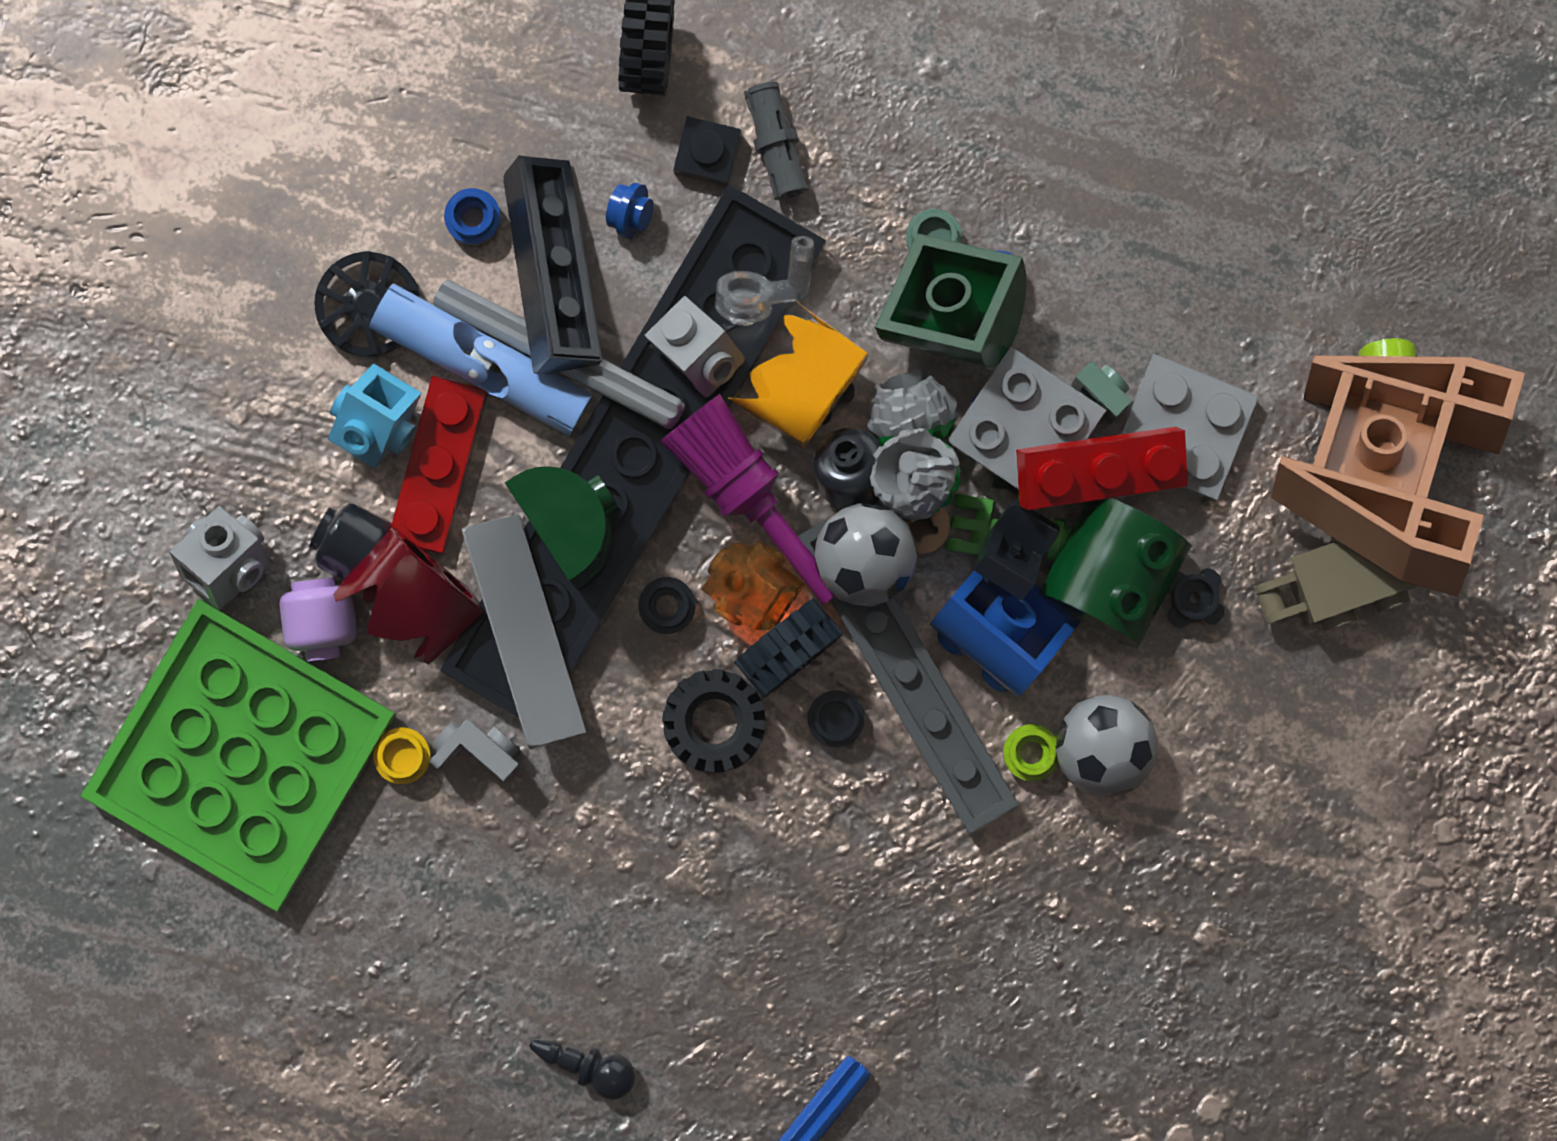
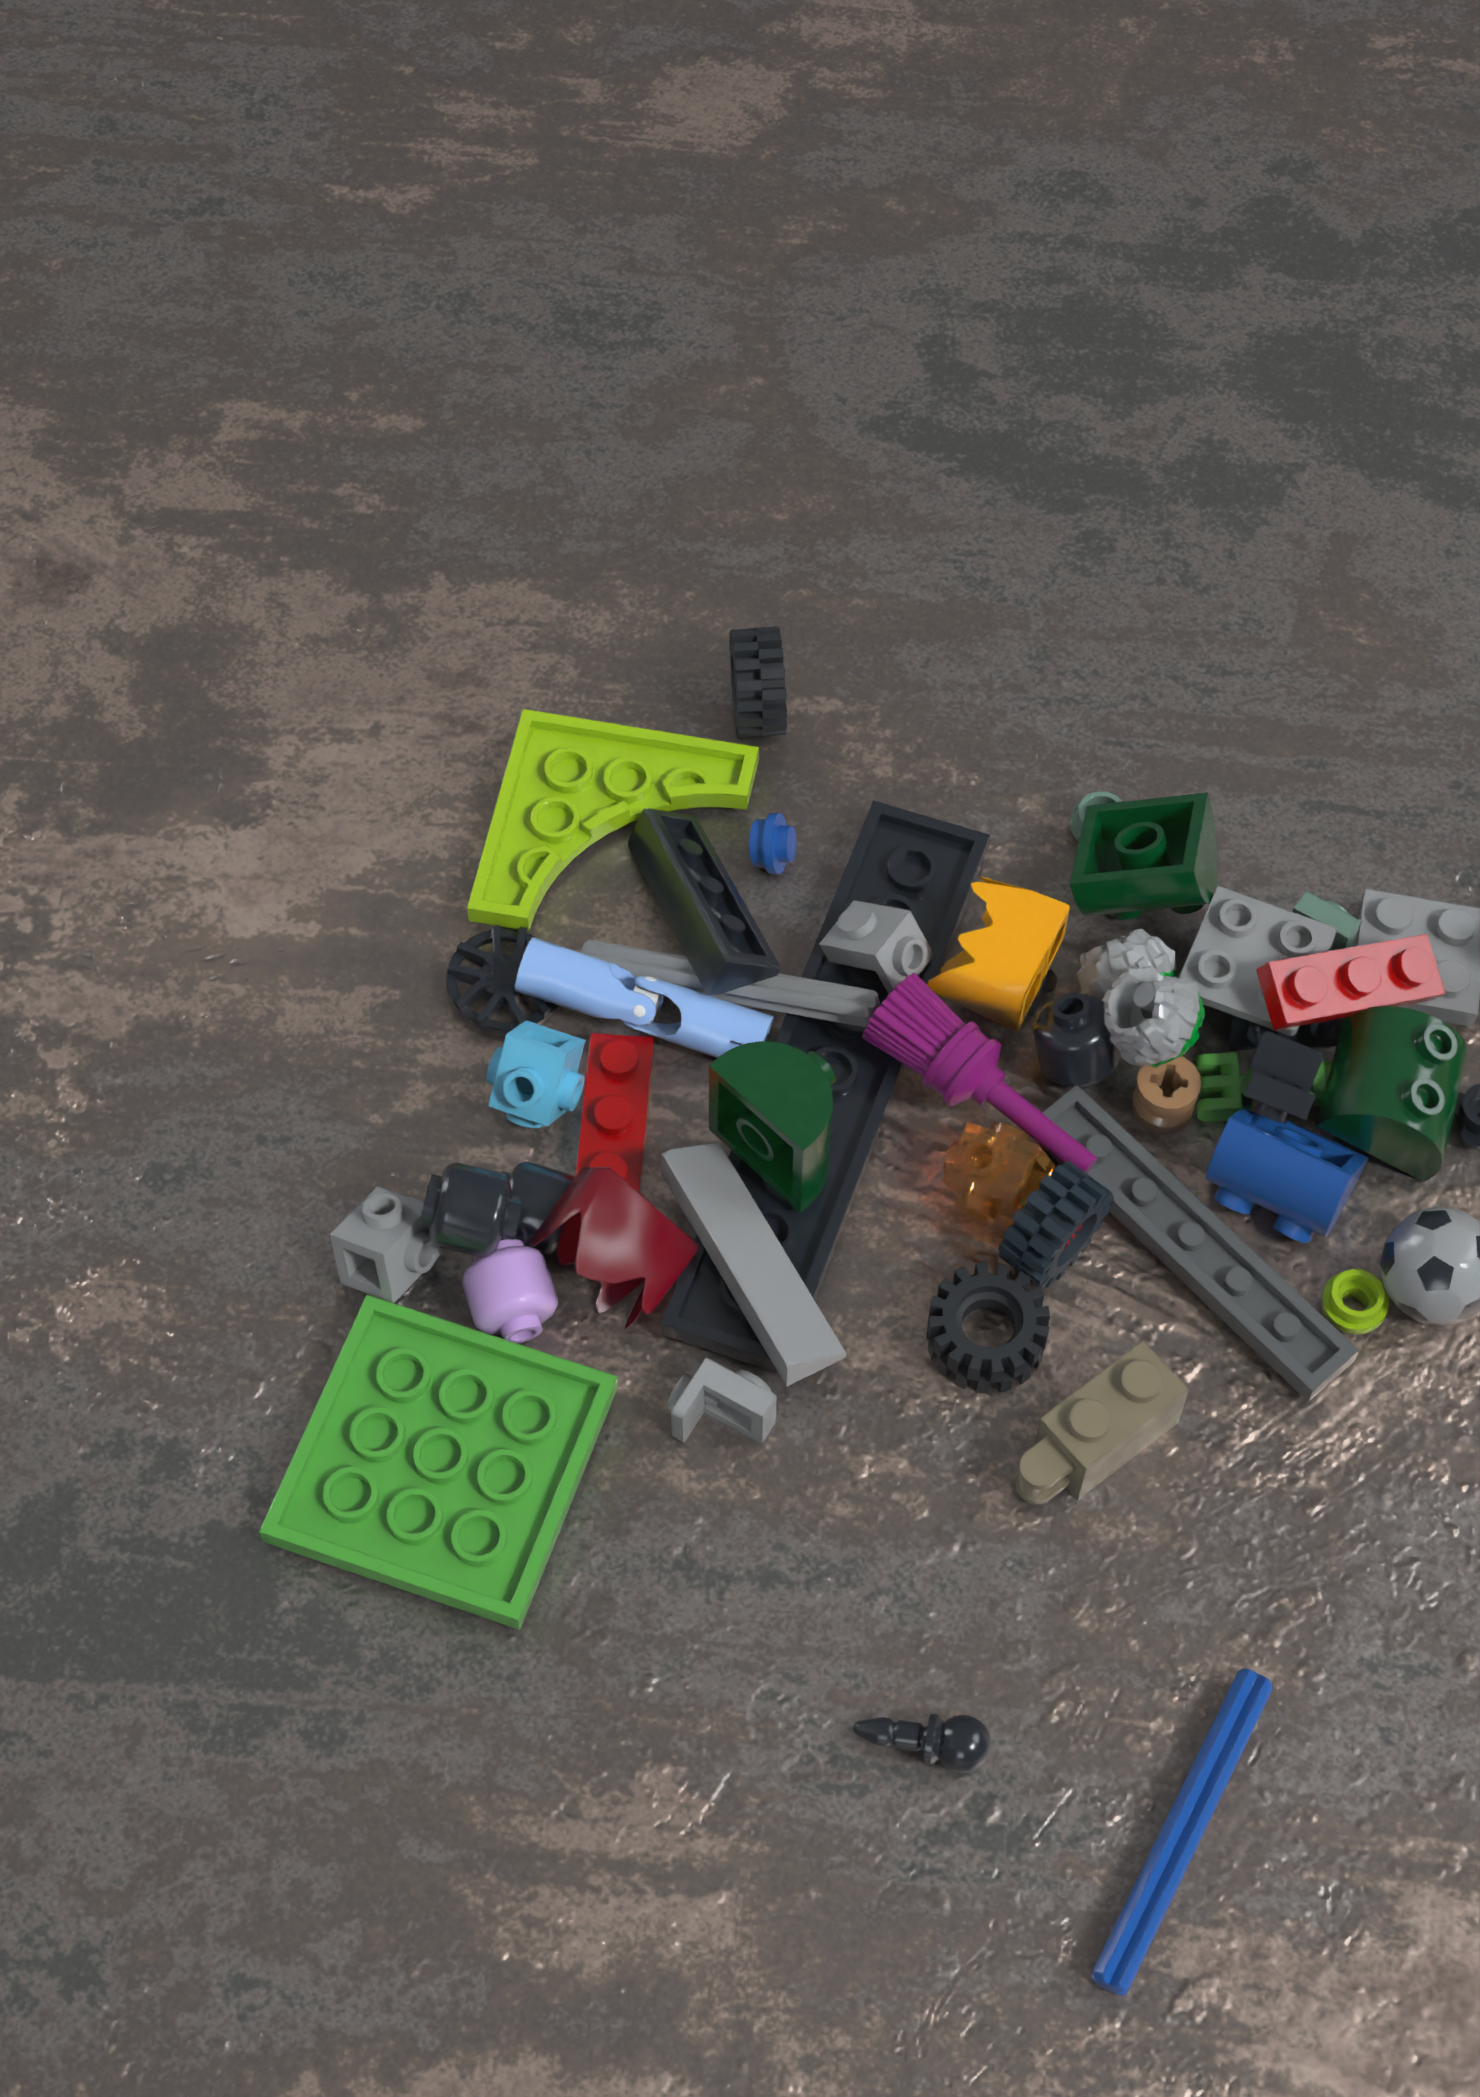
camera: 15 degrees left, 25 degrees down
(288, 557) = (470, 1209): none -> black head
(402, 756) = (633, 1429): yellow plate -> none
(468, 112) = (578, 783): none -> lime plate
(472, 199) = (603, 865): blue plate -> none
(667, 587) = (907, 1204): black plate -> none
(707, 151) = (841, 784): black plate -> none
(749, 297) = (926, 889): clear plate -> none
(776, 140) = (911, 761): dark grey pin -> none
(783, 834) = (1101, 1426): none -> dark tan brick
(836, 718) = (1124, 1304): black plate -> none
(865, 554) = (1120, 1102): light grey piece -> none

